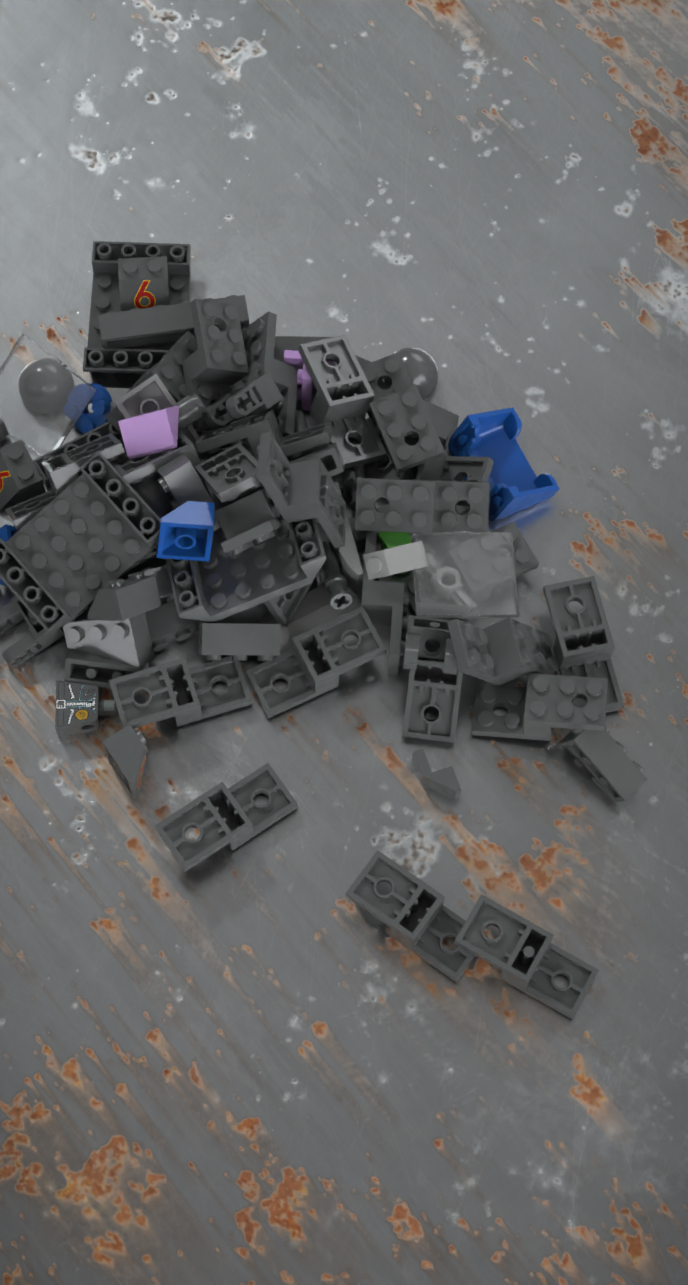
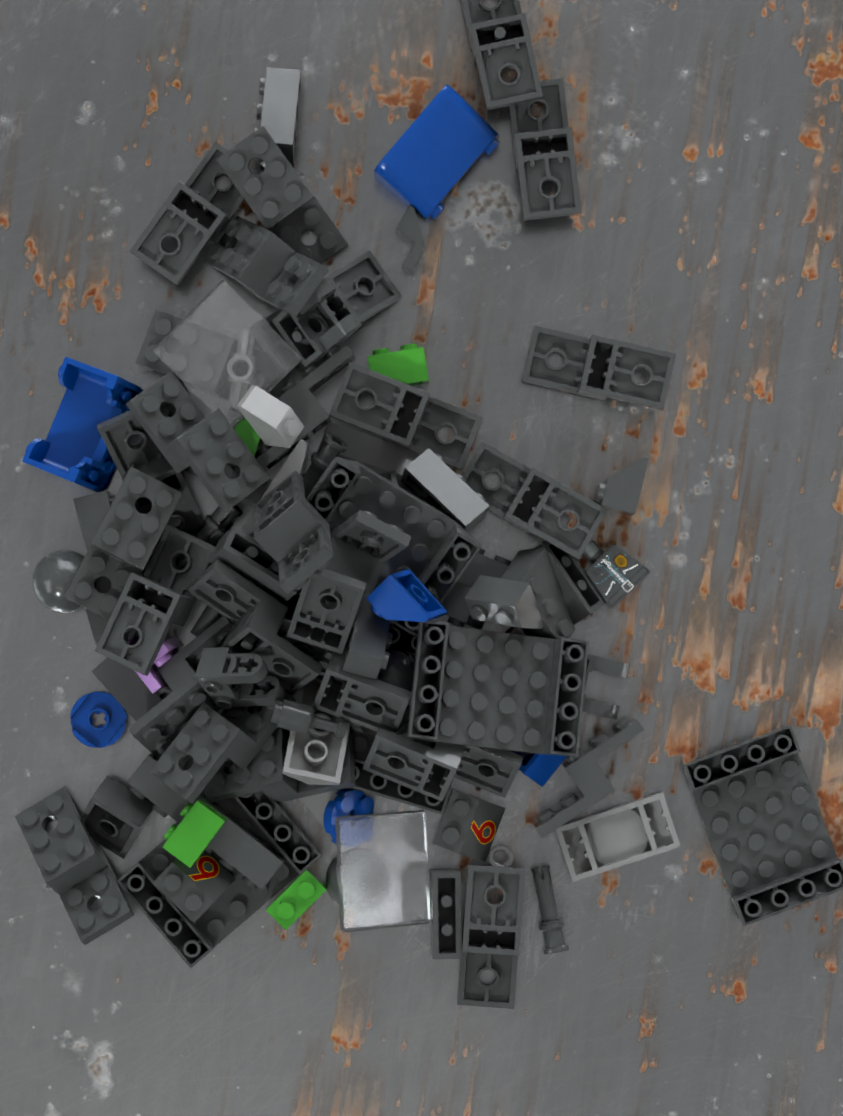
camera: 130 degrees left, 20 degrees up
(72, 338) = (296, 898): none -> bright green brick
(150, 432) = (342, 721): lavender slope -> none
(172, 301) = (194, 832): none -> bright green brick
(224, 231) = (74, 866): none -> dark grey bracket
(232, 279) = (116, 816): none -> dark grey slope
(304, 310) = (82, 719): none -> blue plate
(353, 690) = (403, 365): none -> bright green brick
(482, 843) = (435, 153): none -> blue windscreen

